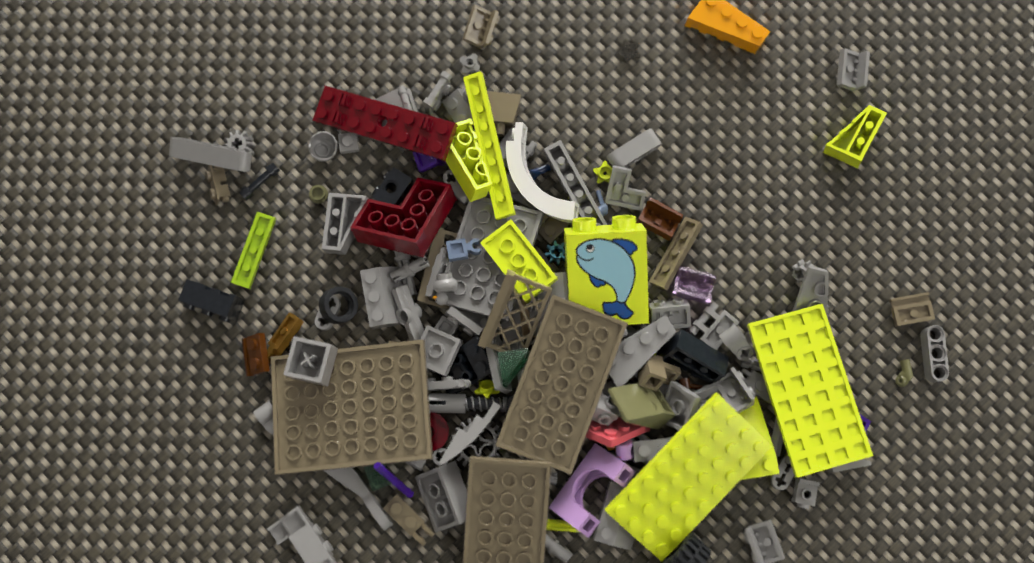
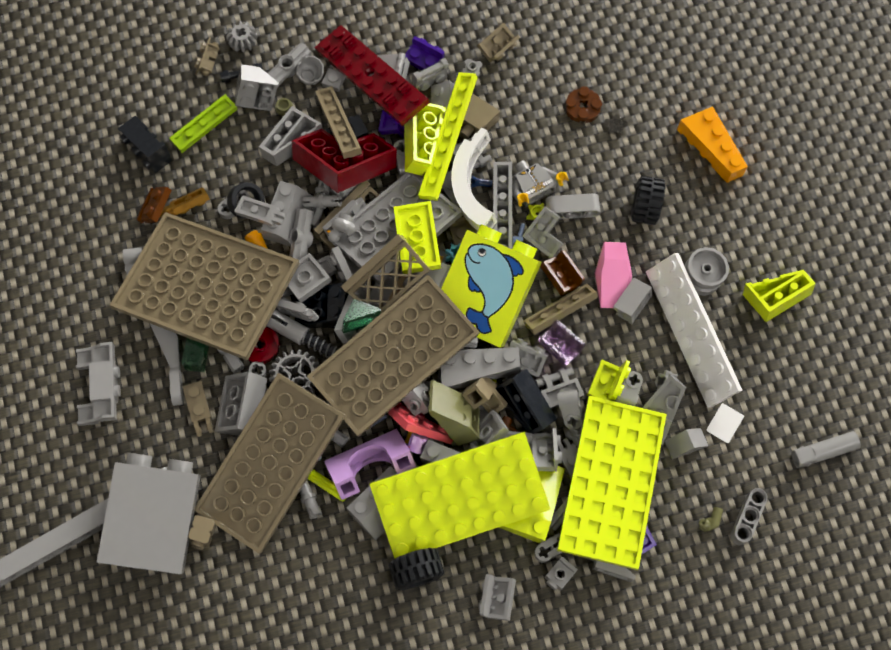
camera: 25 degrees right, 10 degrees down
(210, 154) = (214, 29): light grey beam -> none
(283, 193) = (255, 88): none -> light grey slope
(296, 163) = (280, 72): none -> light grey piece
(310, 361) = (194, 227): light grey brick -> none
(360, 312) = (259, 211): none -> light grey hinge
(370, 337) = (255, 238): none -> light orange cone
(382, 186) = (338, 122): none -> dark tan plate
(393, 480) = (204, 363): dark purple bar -> none
(419, 74) = (423, 54): none -> dark purple bracket
(459, 249) = (373, 205): sand blue plate -> none
(464, 439) = (285, 361): light grey slope -> none
(486, 388) = (329, 334): neon yellow plate -> none
(585, 37) = (583, 114): none -> reddish brown plate
(589, 146) = (535, 183): none -> light grey torso
(700, 111) = (648, 200): none -> black tyre
(705, 197) = (612, 273): none -> bright pink piece
(734, 211) = (633, 300): none -> light grey hinge
(755, 298) = (609, 380): none -> neon yellow bracket
(775, 299) = (630, 392): none -> light grey piece
(783, 151) = (707, 270): none -> light grey wheel
(802, 211) = (693, 331): none -> white plate
(847, 316) = (686, 442): none -> light grey slope
(853, 69) = (806, 236): light grey bracket -> none
(869, 279) = (725, 423): none -> white sticker
(911, 309) = (749, 467): dark tan plate -> none
(967, 257) = (825, 449): none -> light grey piece

